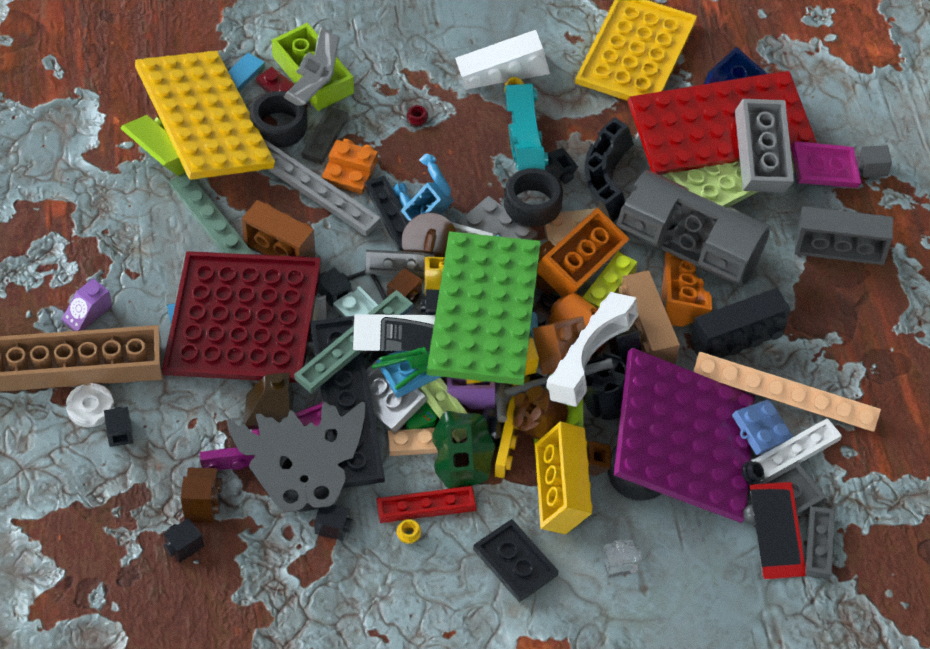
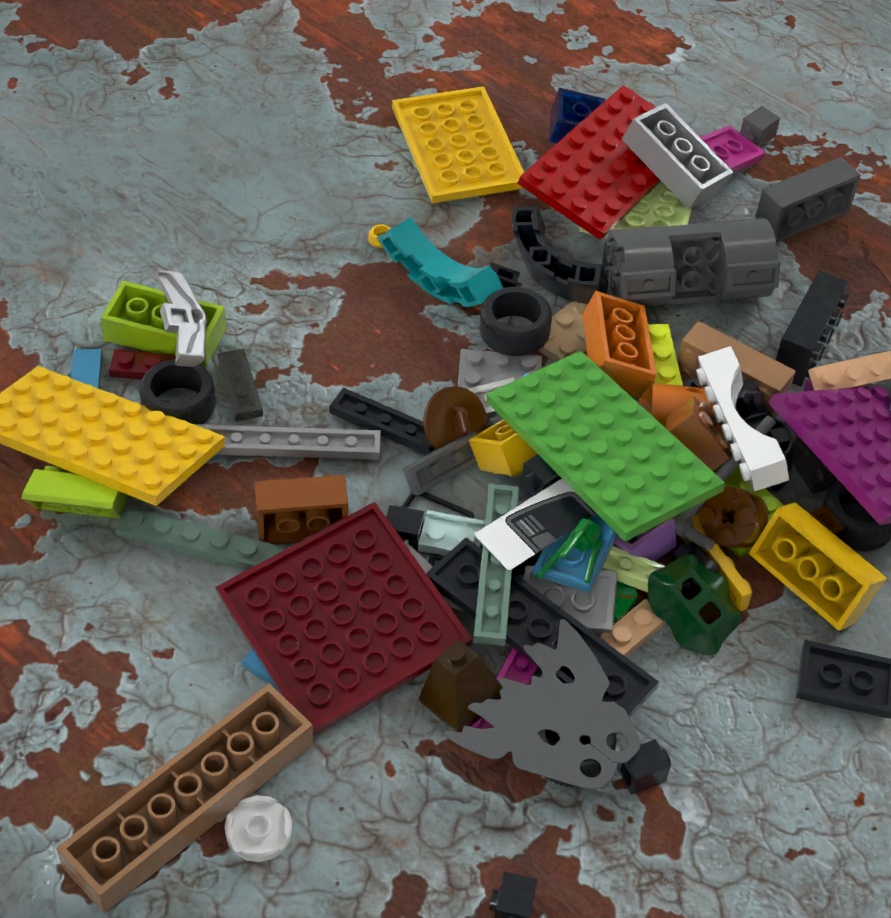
camera: 40 degrees left, 5 degrees down
(87, 306) = (153, 720): medium lavender slope -> none
(118, 426) = (319, 827): black brick -> none
(200, 494) = (487, 836): reddish brown brick -> none
(225, 459) = (479, 773): magenta plate -> none
(350, 166) = (296, 399): orange plate -> none
(407, 284) = (473, 485): reddish brown brick -> none
(408, 525) = (723, 716): yellow plate -> none
(417, 115) = (313, 313): dark red plate -> none
(426, 504) = (706, 685): red tile -> none
(431, 198) = (422, 381): dark azure torso -> none
(497, 63) = (352, 216): white wedge -> none
(683, 291) = (752, 332): orange wedge -> none

